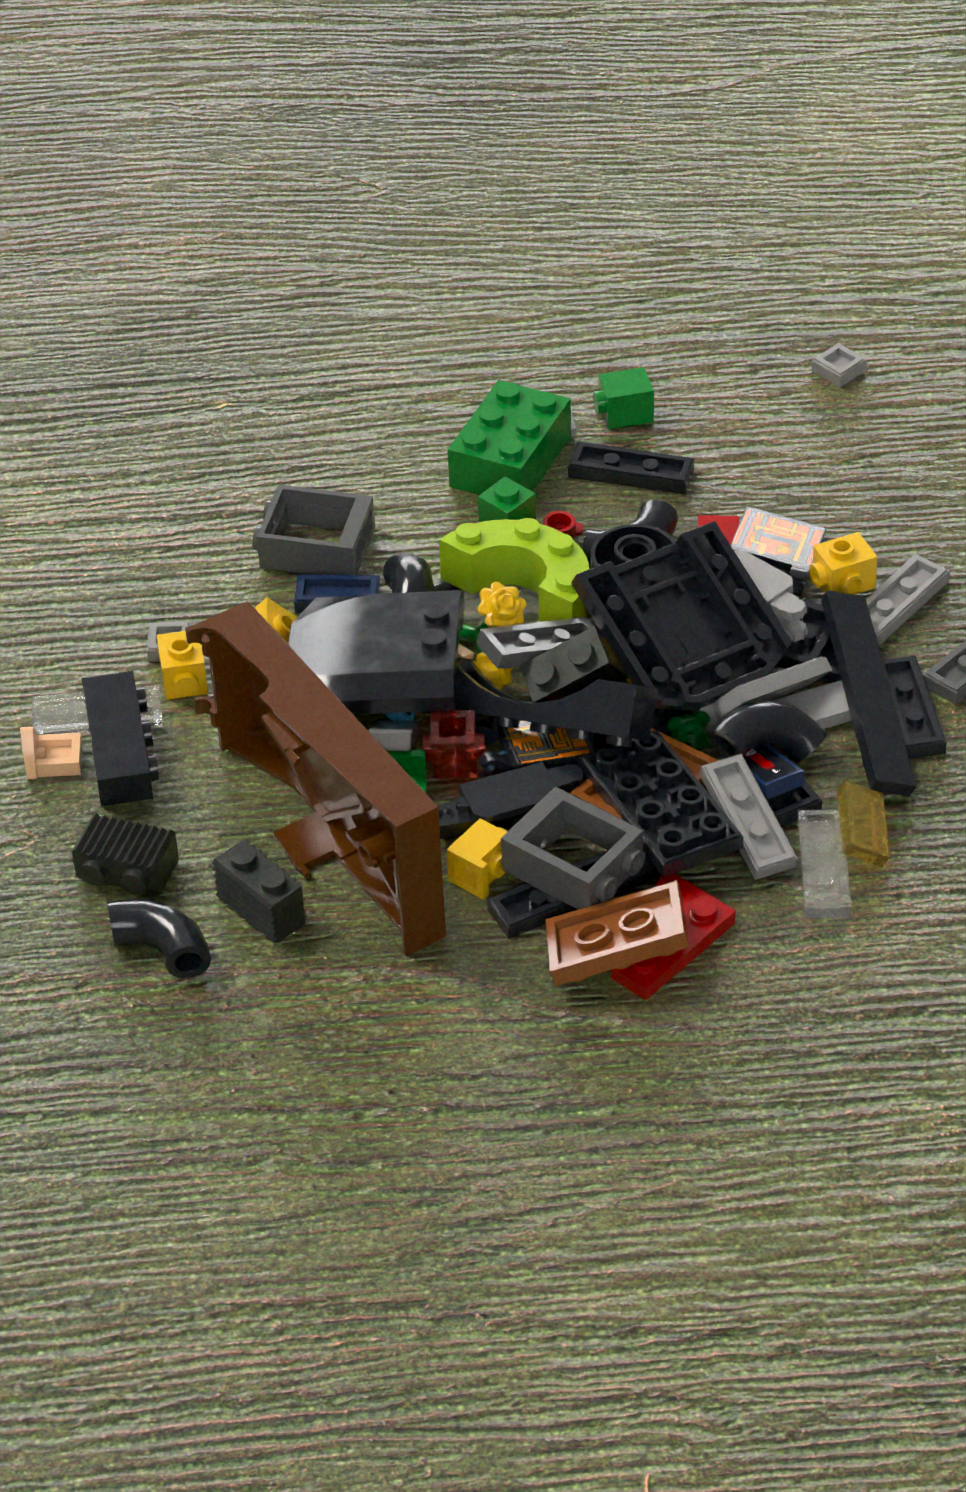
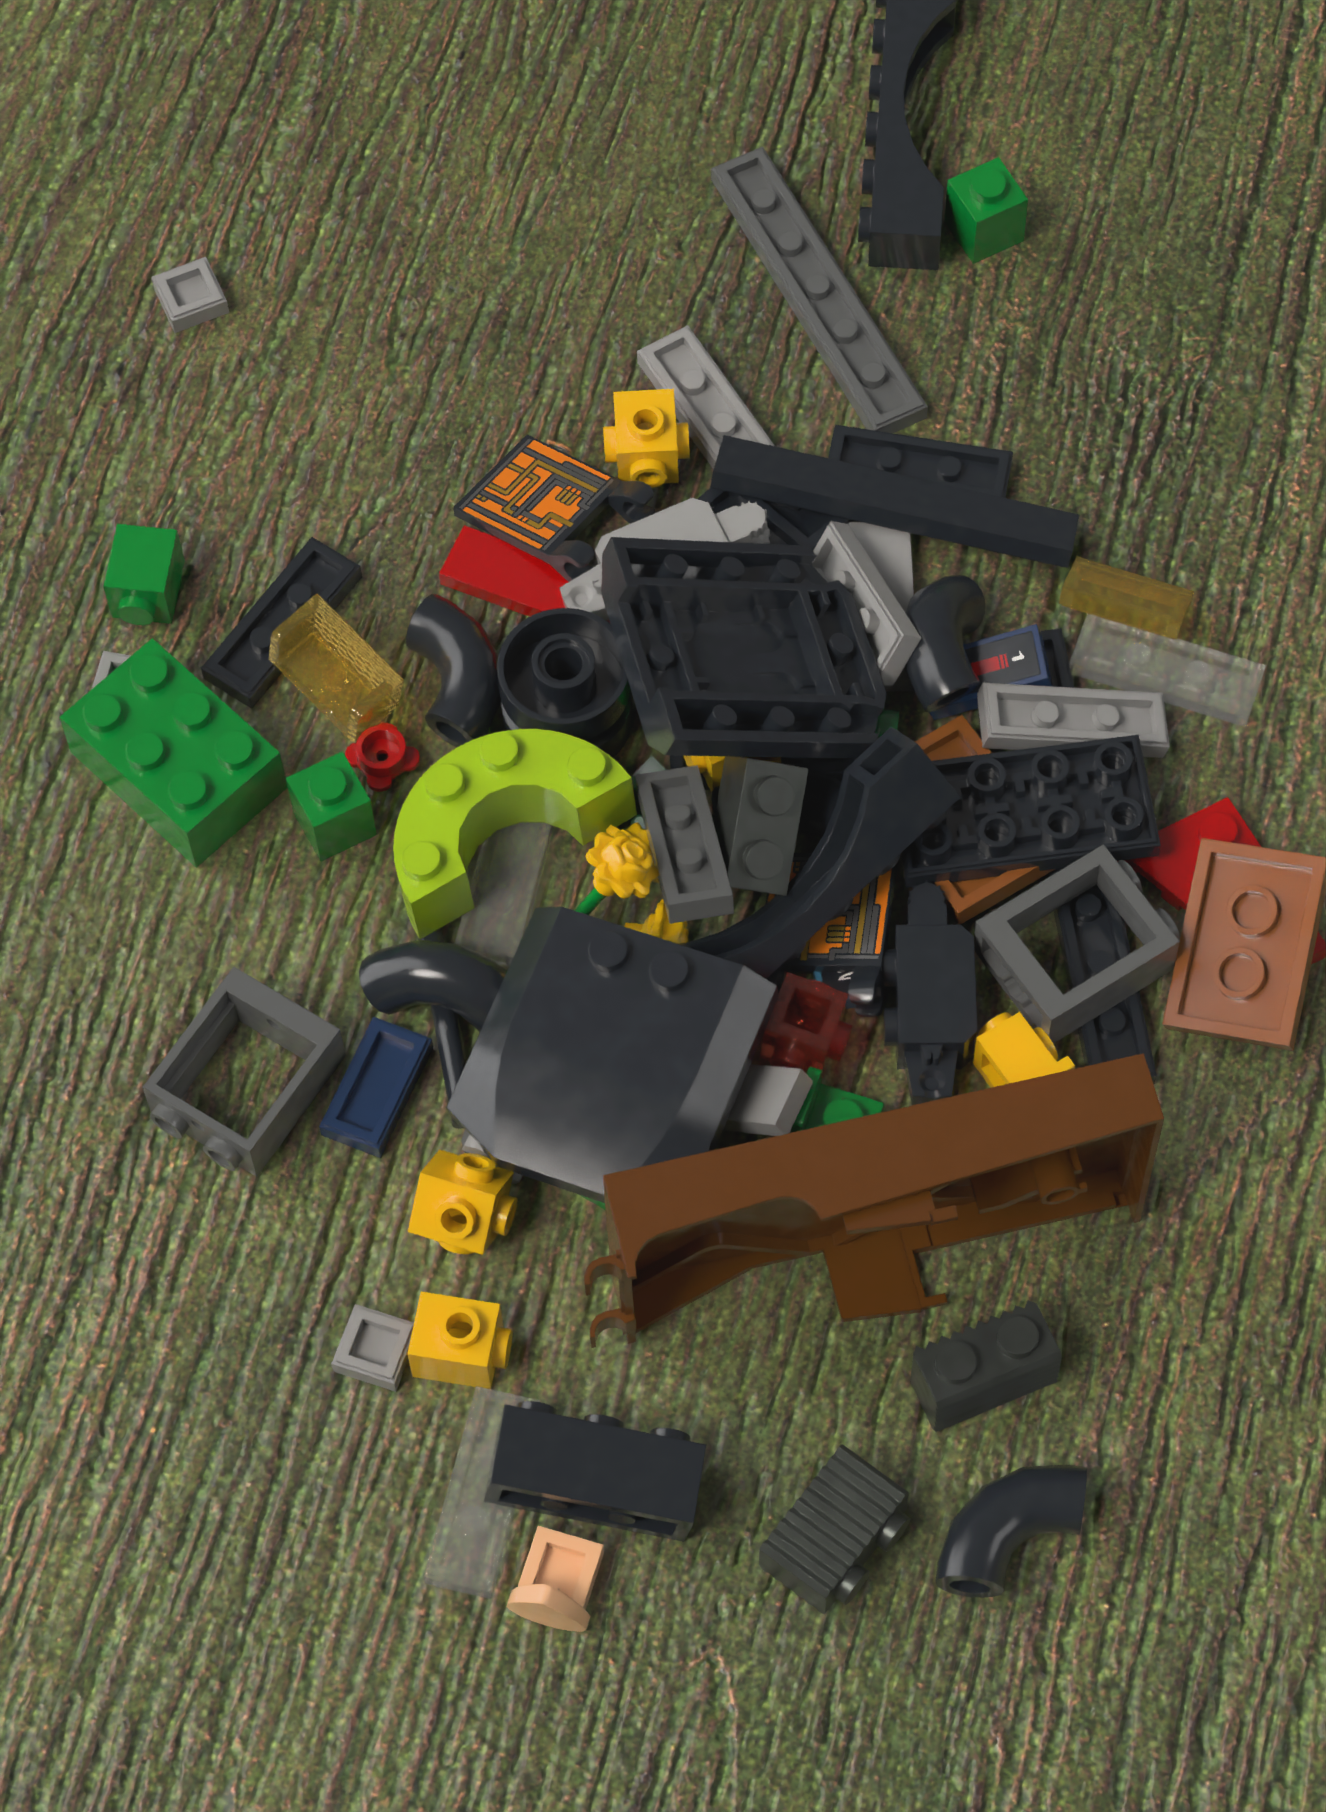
camera: 70 degrees left, 20 degrees up
(602, 485) = (335, 668): none -> clear yellow panel

